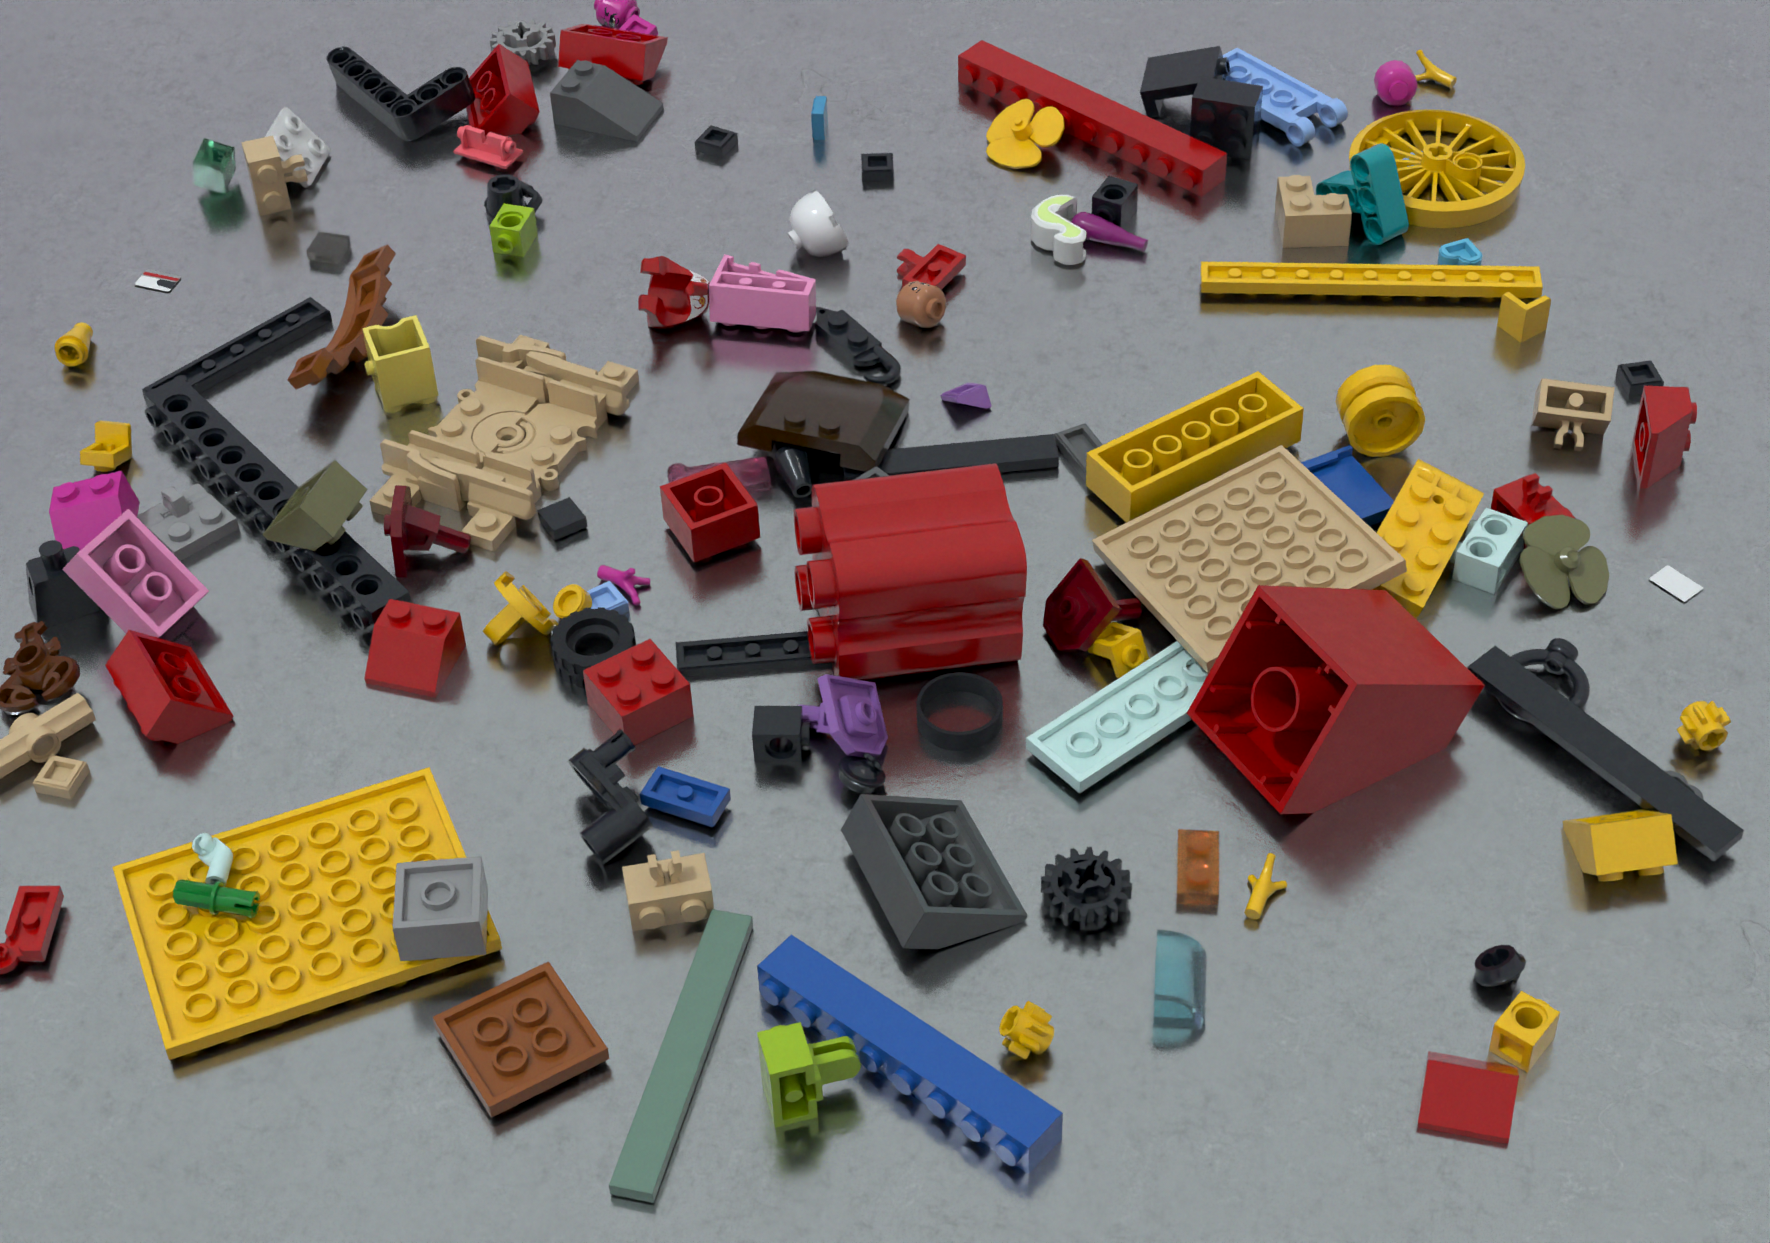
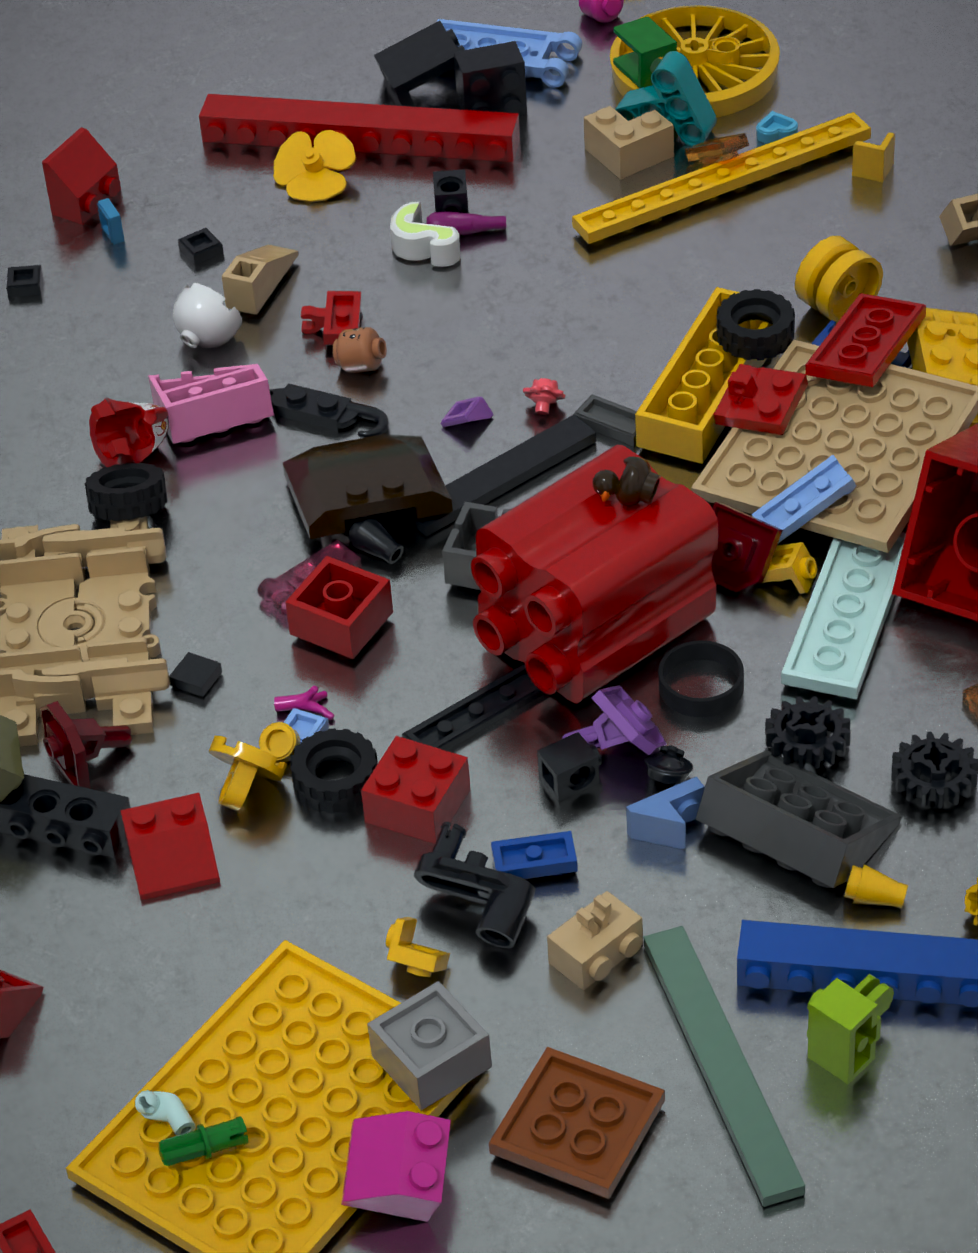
camera: 30 degrees left, 0 degrees up
(341, 996) = (397, 1164): none -> dark pink slope
(514, 827) = (420, 959): none -> yellow bracket
(632, 343) = (126, 491): none -> black tyre
(816, 810) = (663, 815): none -> medium blue slope
(820, 68) = (79, 177): none -> red slope
(889, 207) = (255, 276): none -> tan slope
(938, 964) = (873, 888): none -> yellow cone
(961, 501) = (635, 484): none -> dark brown animal
(1004, 801) = (807, 732): none -> black gear
(1042, 405) = (544, 393): none -> coral plant
(1167, 591) = (807, 497): none -> light blue hinge
(1207, 485) = (760, 399): none -> red hinge
(1254, 397) = (755, 342): none -> black tyre
(1340, 471) = (866, 340): none -> red tile
(1379, 126) = (648, 44): none -> green piece
(1381, 252) = (717, 148): none -> clear orange plate

